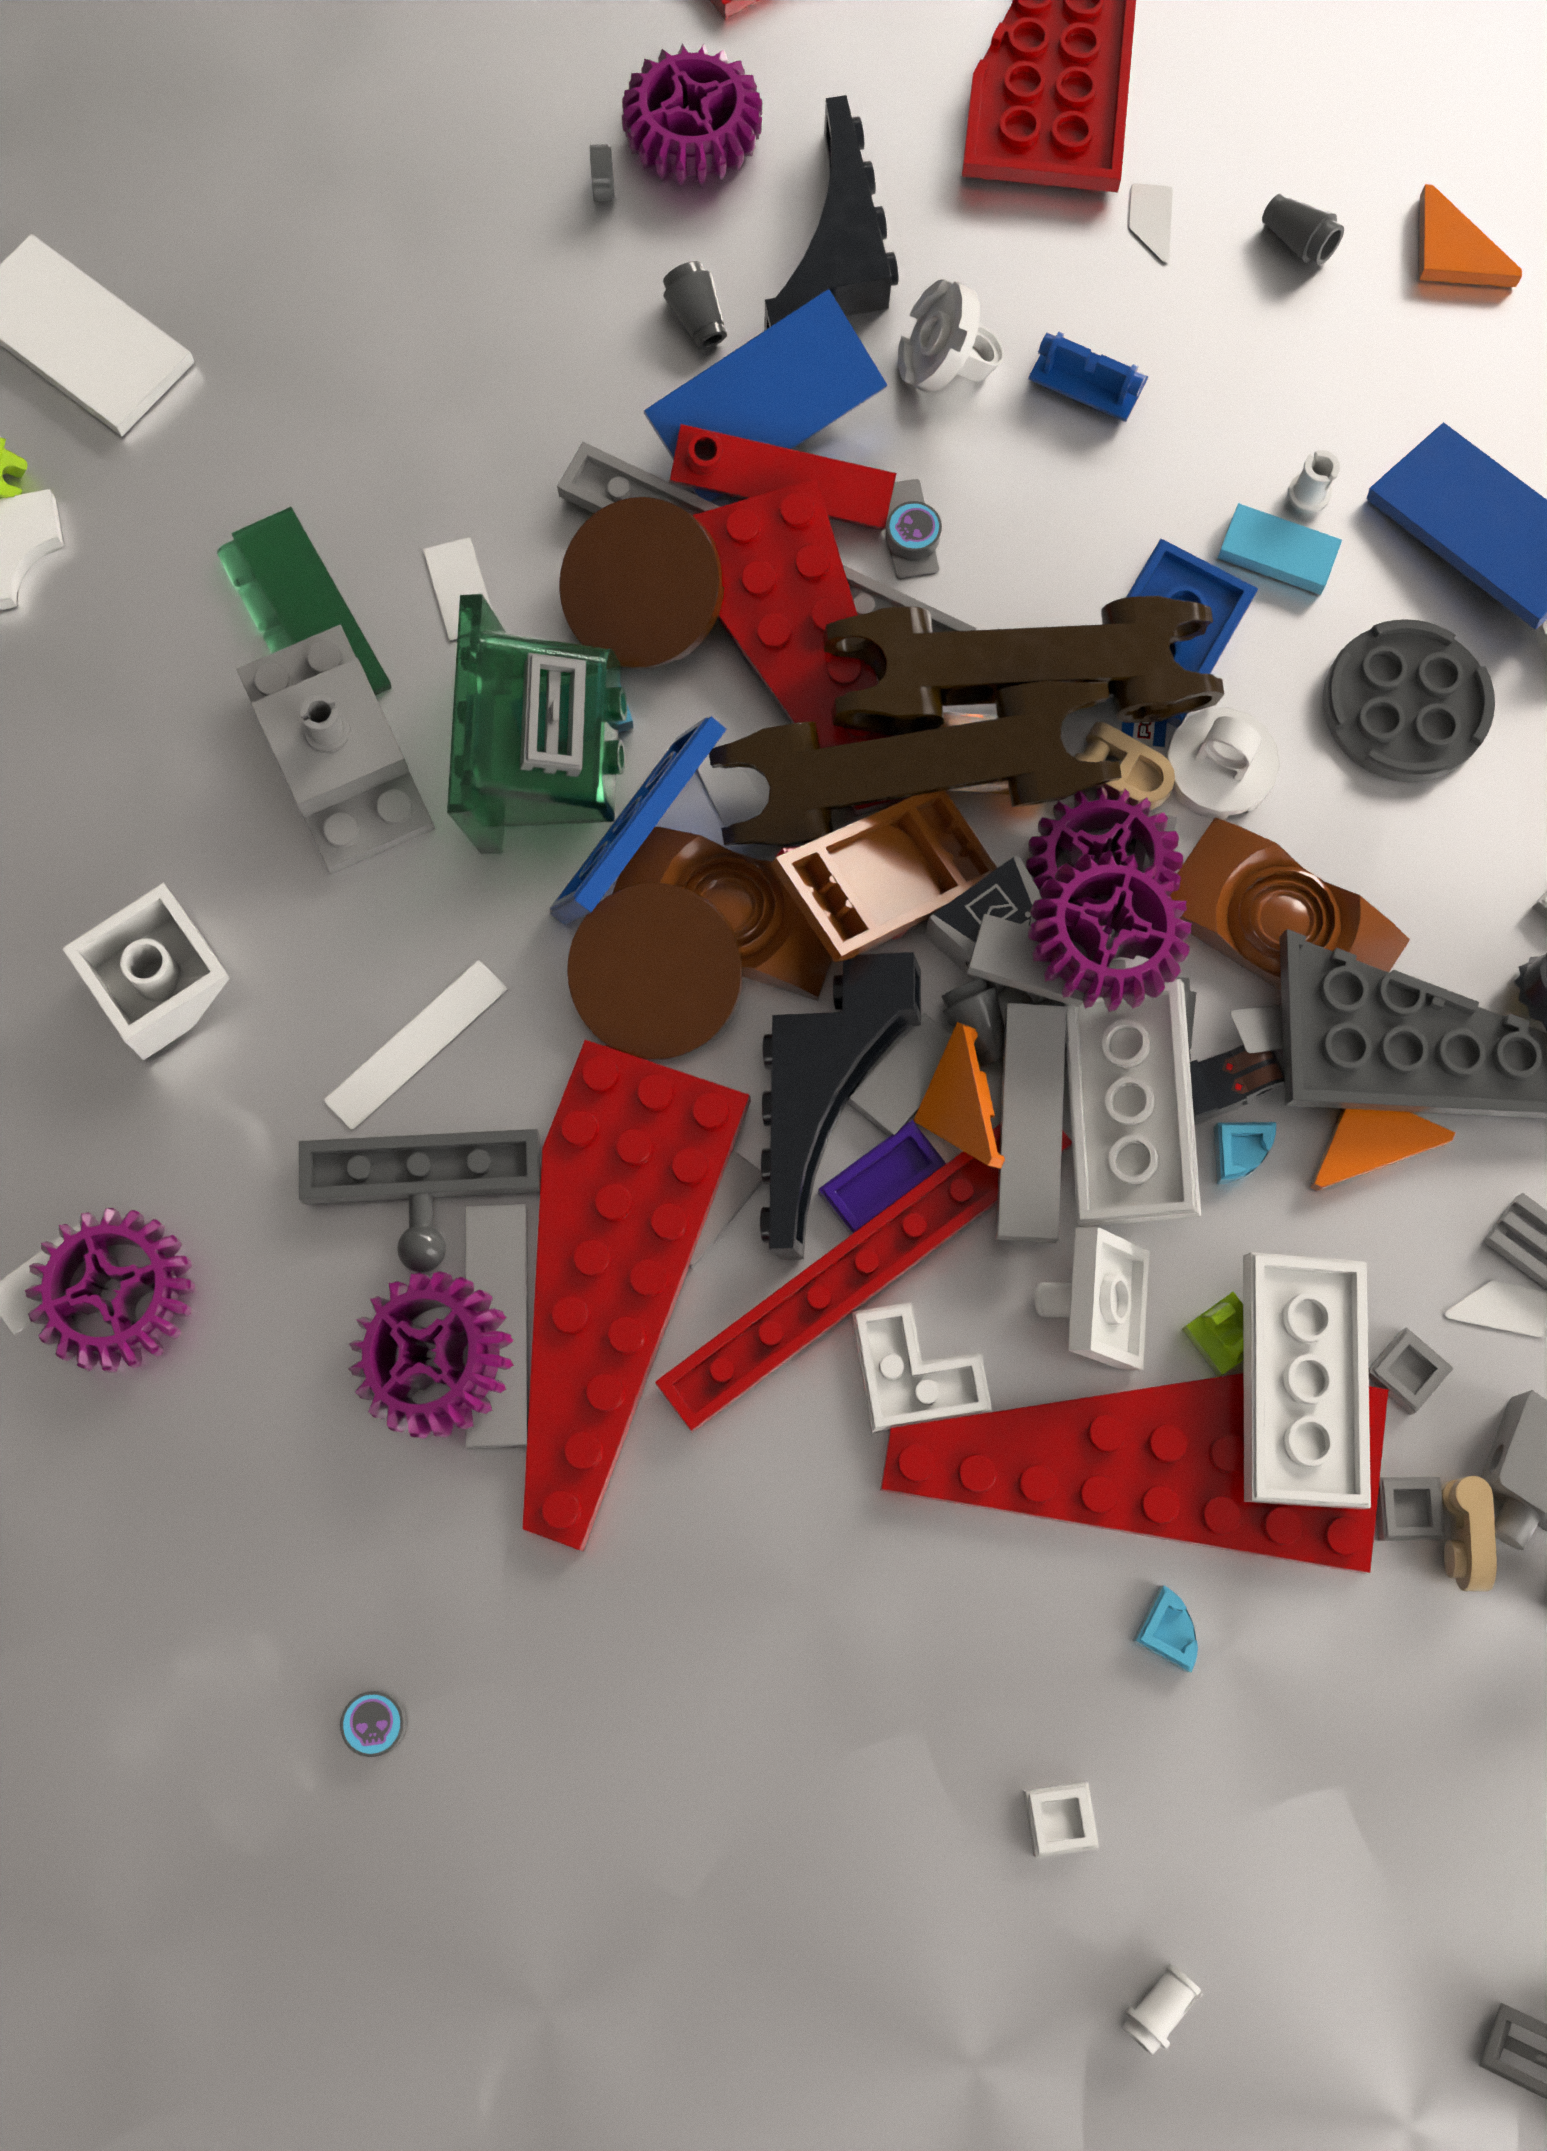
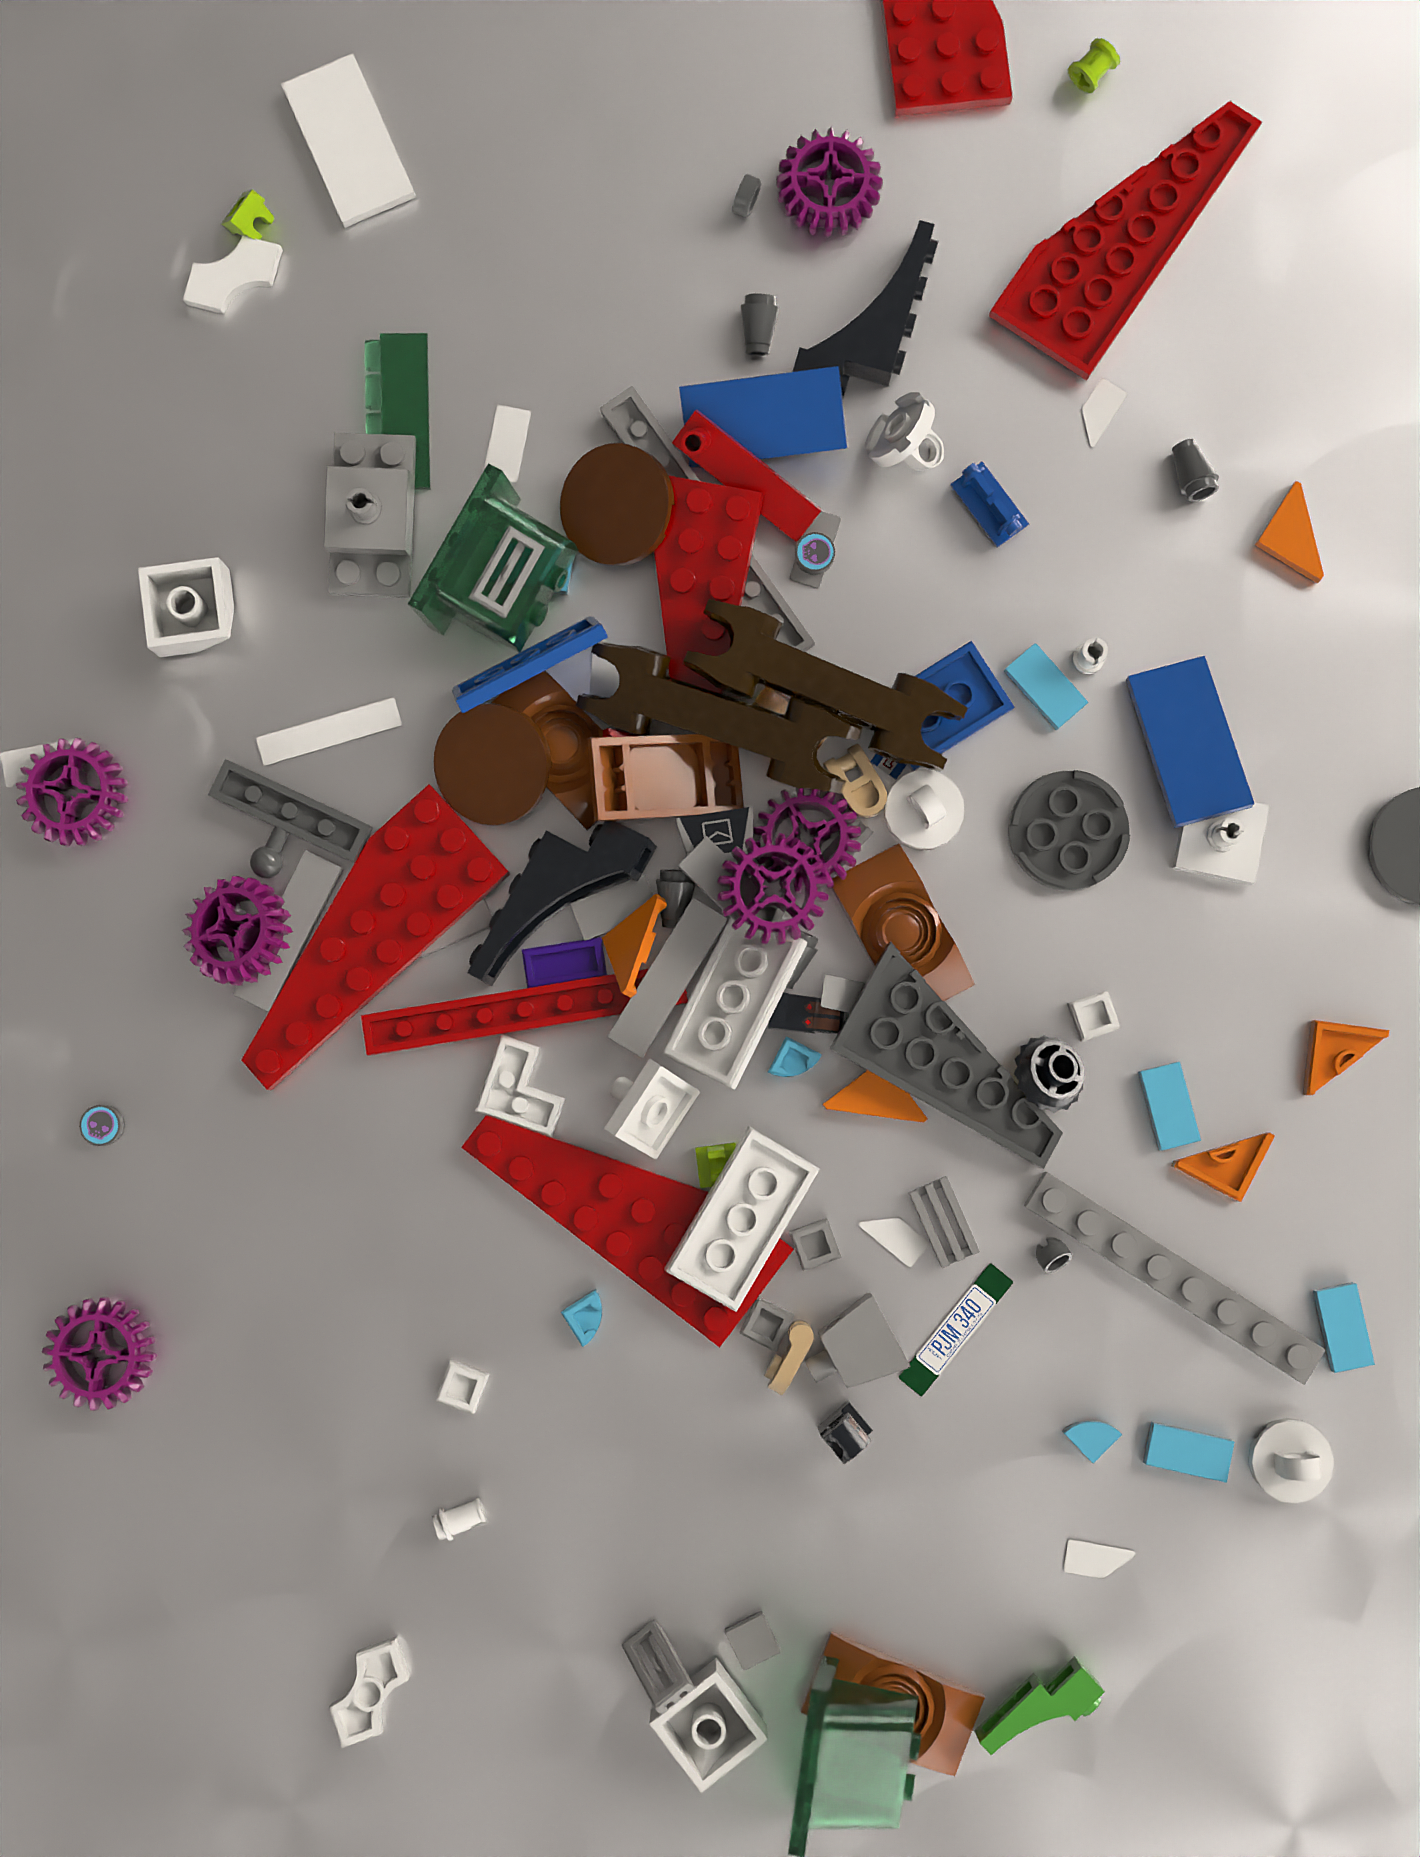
camera: 30 degrees right, 10 degrees up
(545, 2083) = (64, 1353): none -> magenta gear

